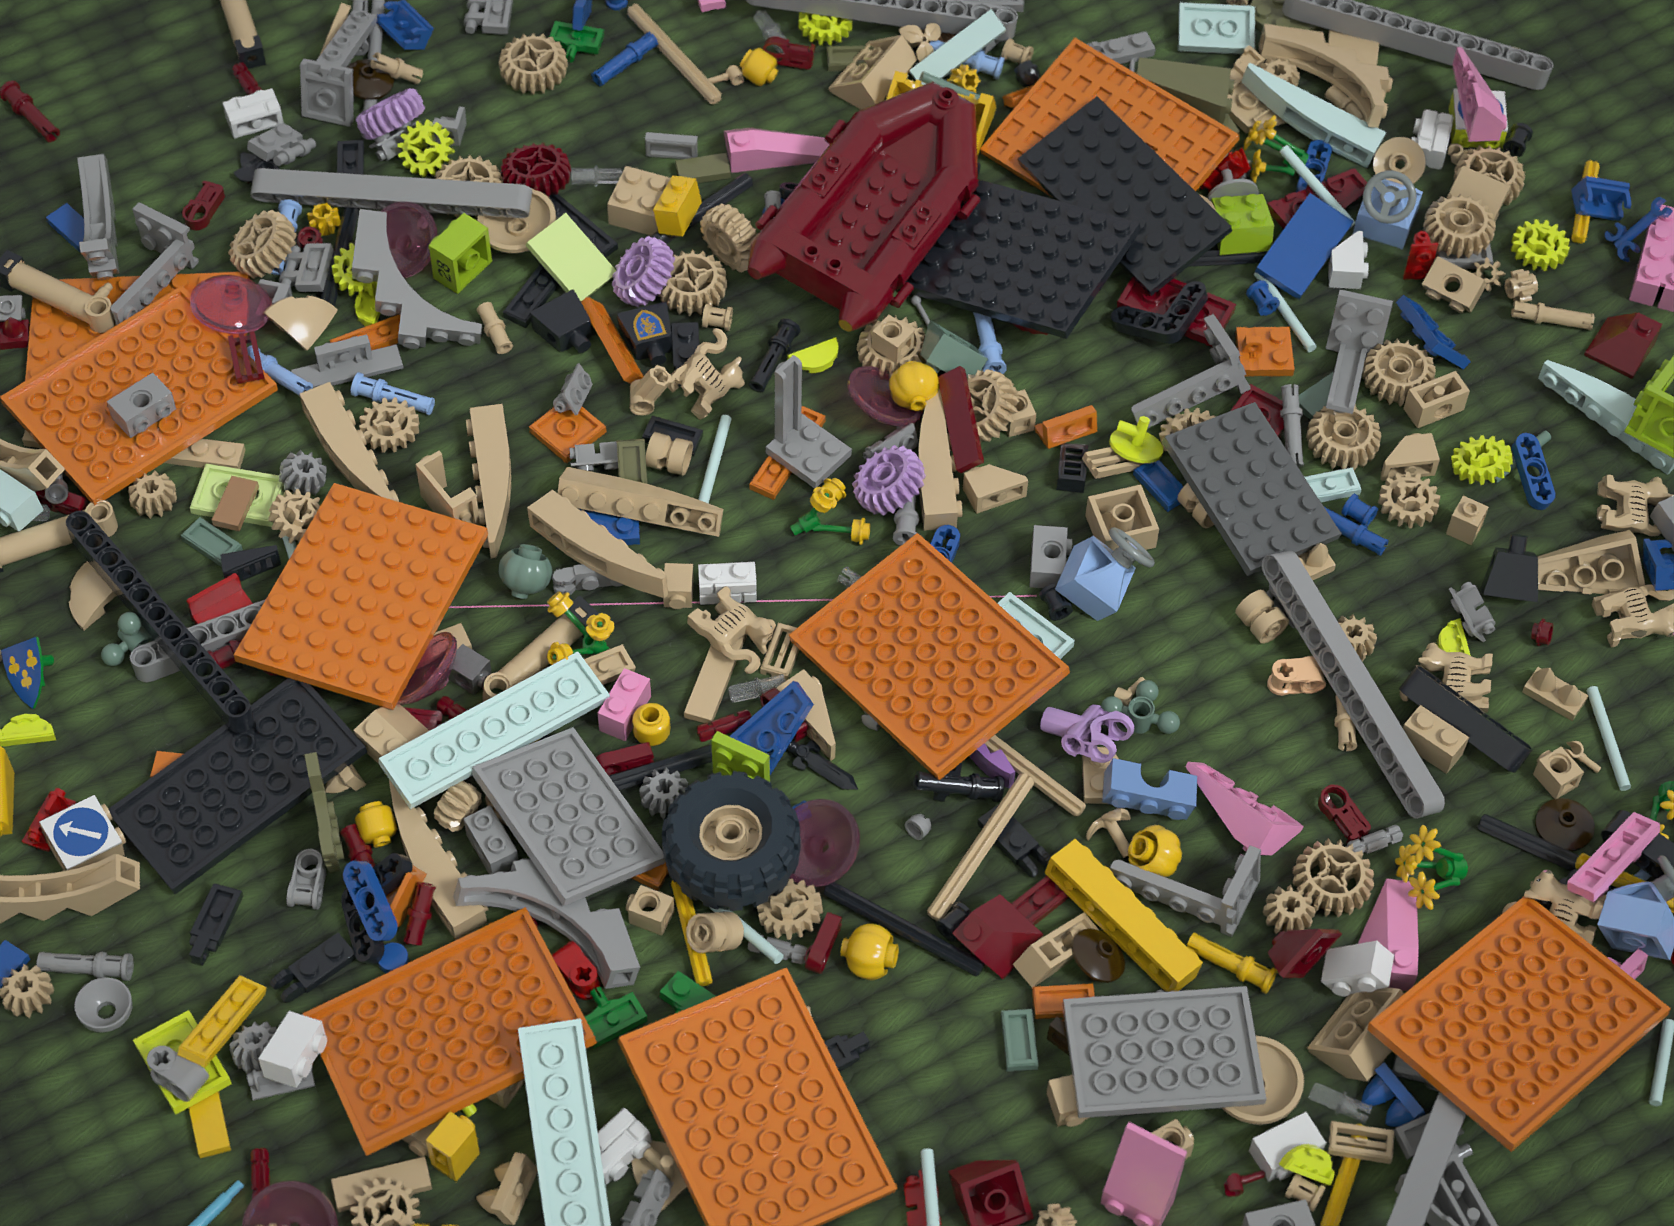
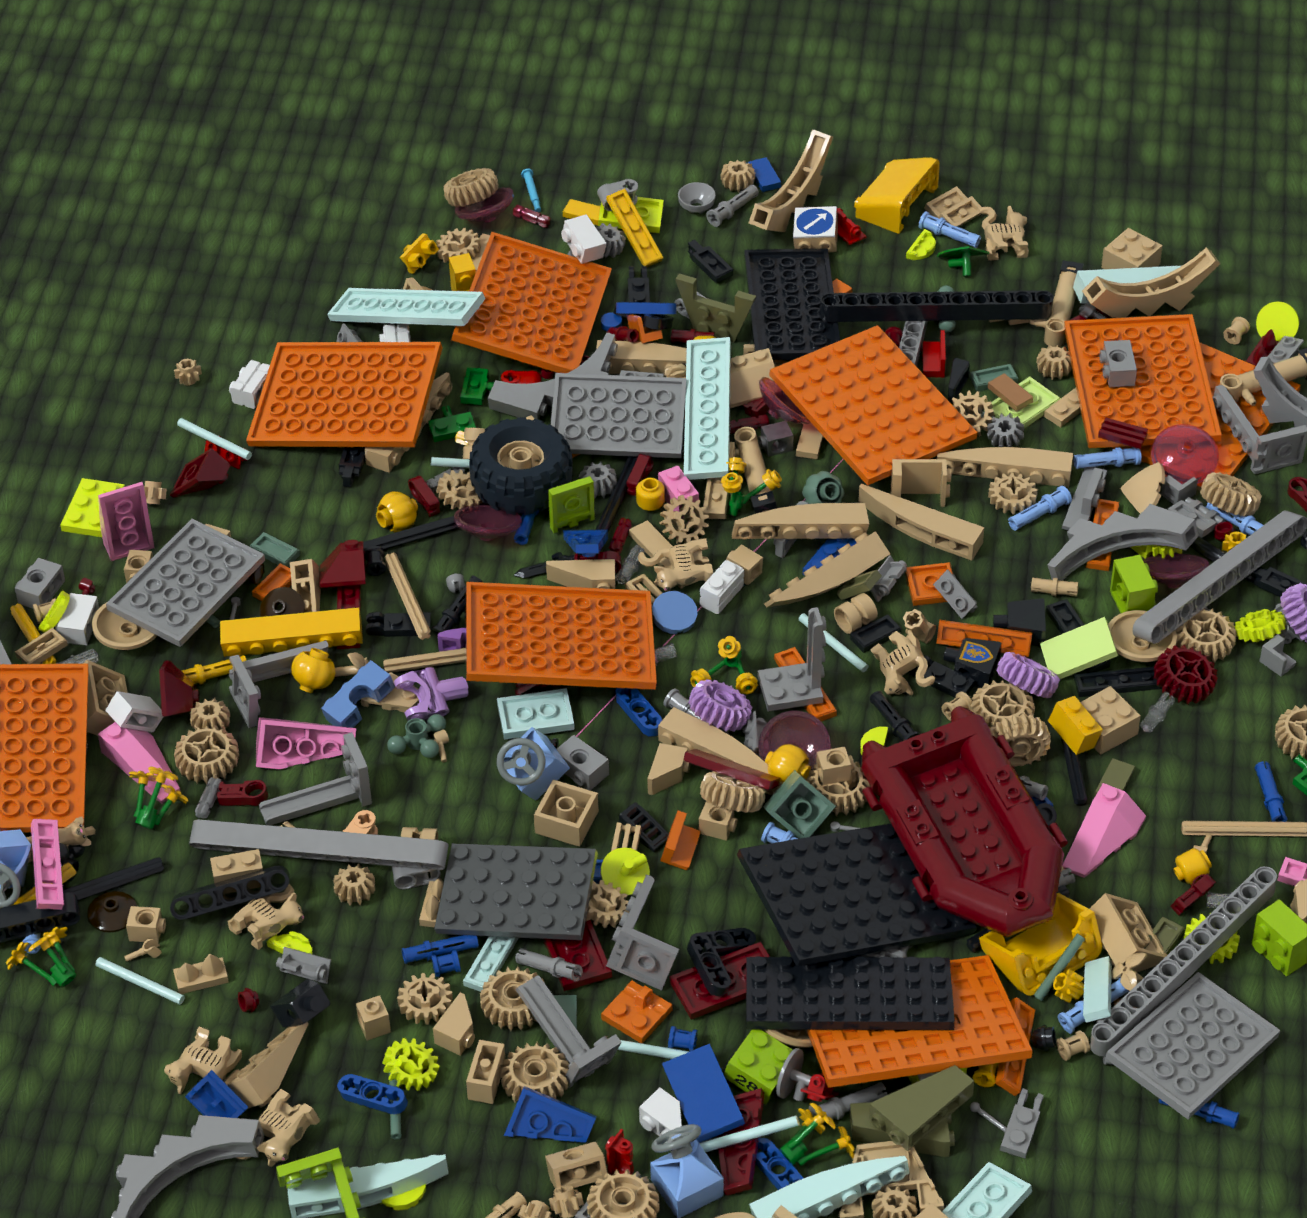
camera: 130 degrees right, 10 degrees down
(665, 667) = (687, 510): none -> tan gear
(671, 146) = (1150, 768): light grey tile -> none
(791, 604) = (674, 612): none -> medium blue tile
(1280, 740) = (326, 794): none -> light grey bracket

